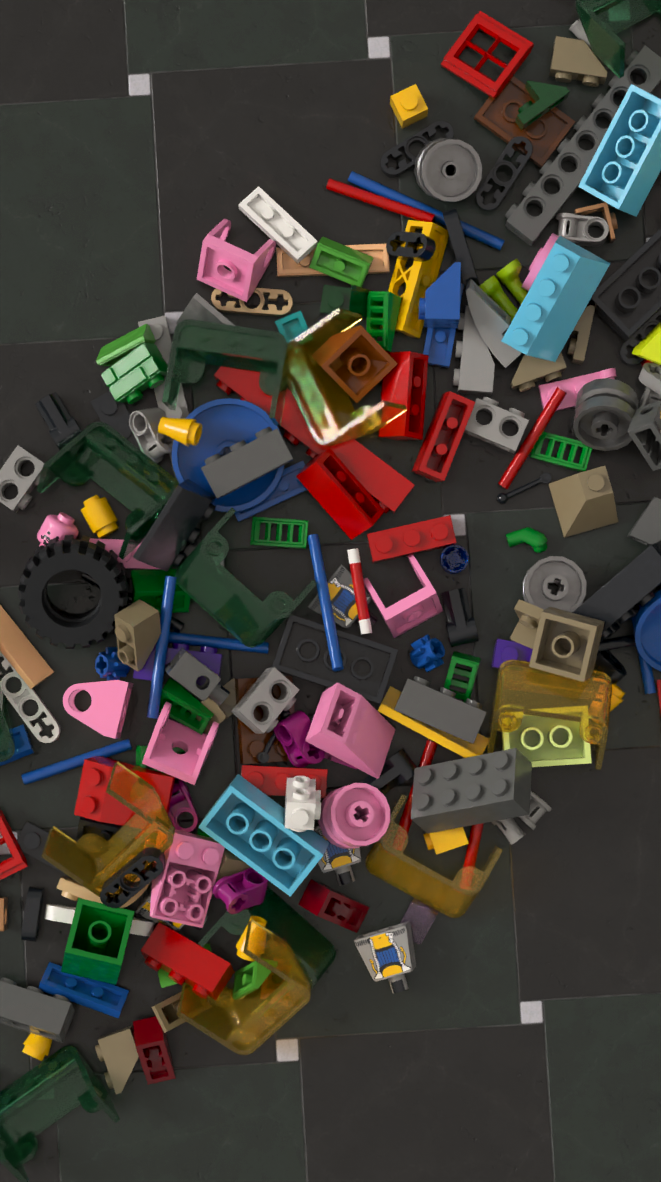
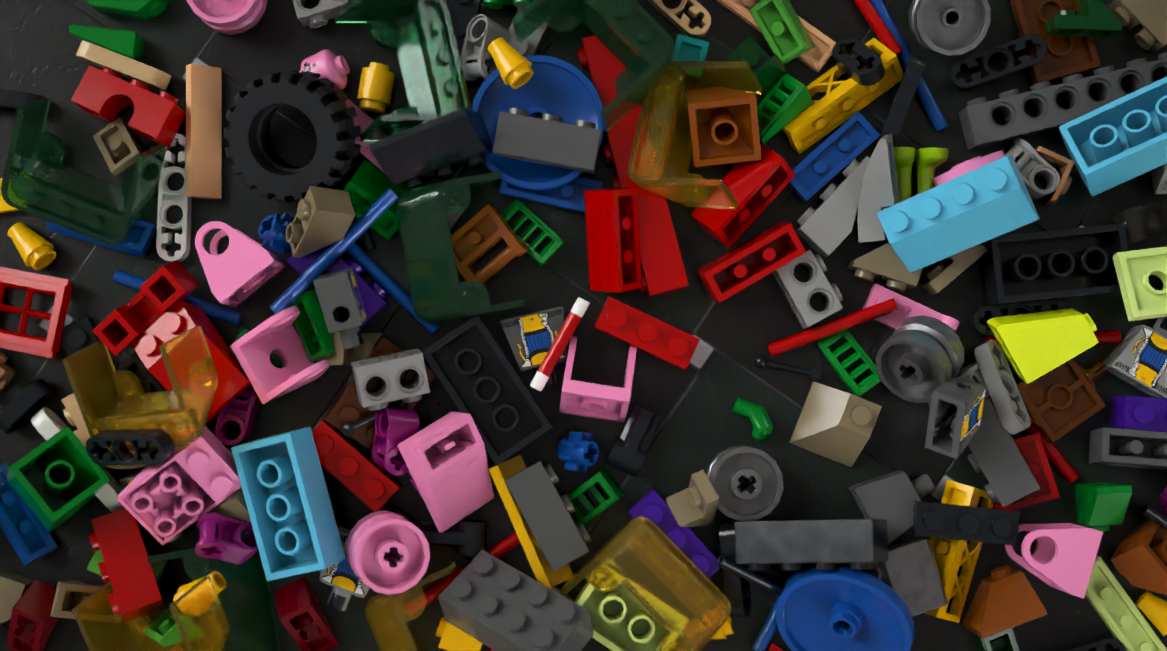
camera: 25 degrees right, 0 degrees up
(64, 782) = (156, 297): none -> red arch
(249, 561) = (478, 238): none -> dark orange plate
(301, 803) = (344, 503): white brick -> none
(325, 602) = (518, 330): blue piece -> none
(442, 300) = (847, 134): blue slope -> none
(456, 556) = (673, 379): clear blue wheel -> none
(566, 644) = (714, 548): dark tan brick -> none

